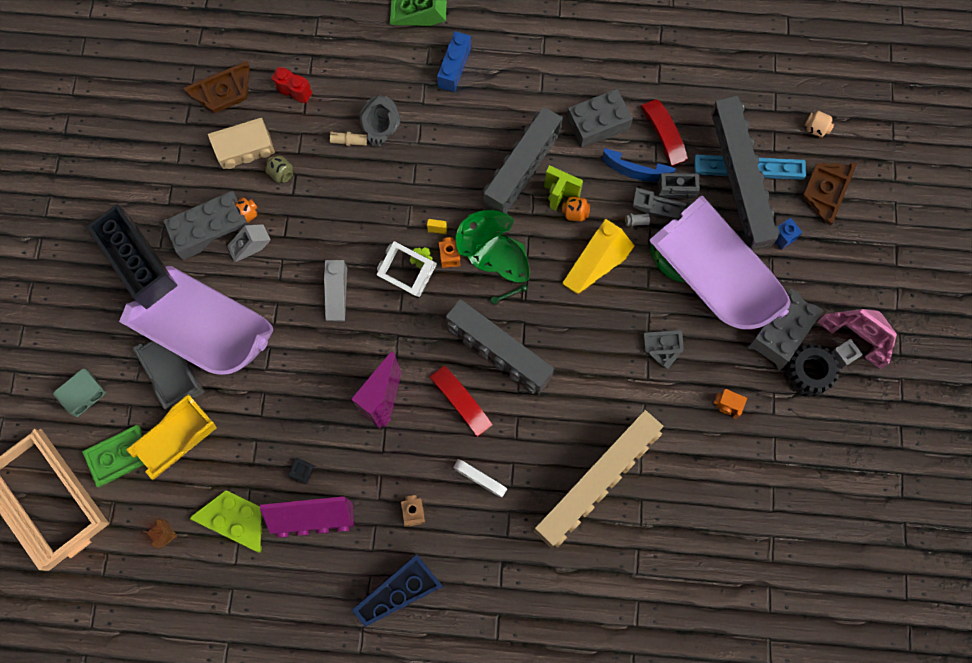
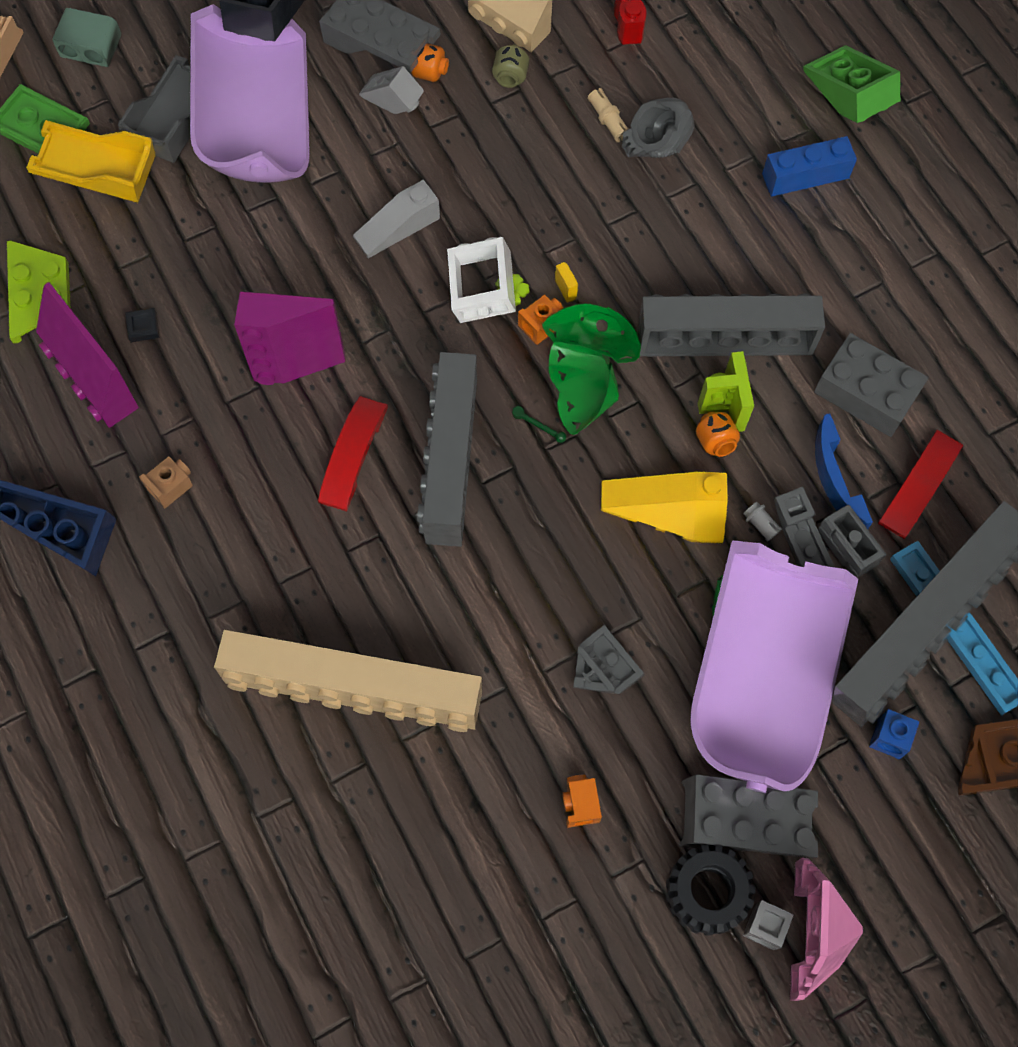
camera: 55 degrees right, 5 degrees down
(480, 478) = (261, 535): white beam -> none

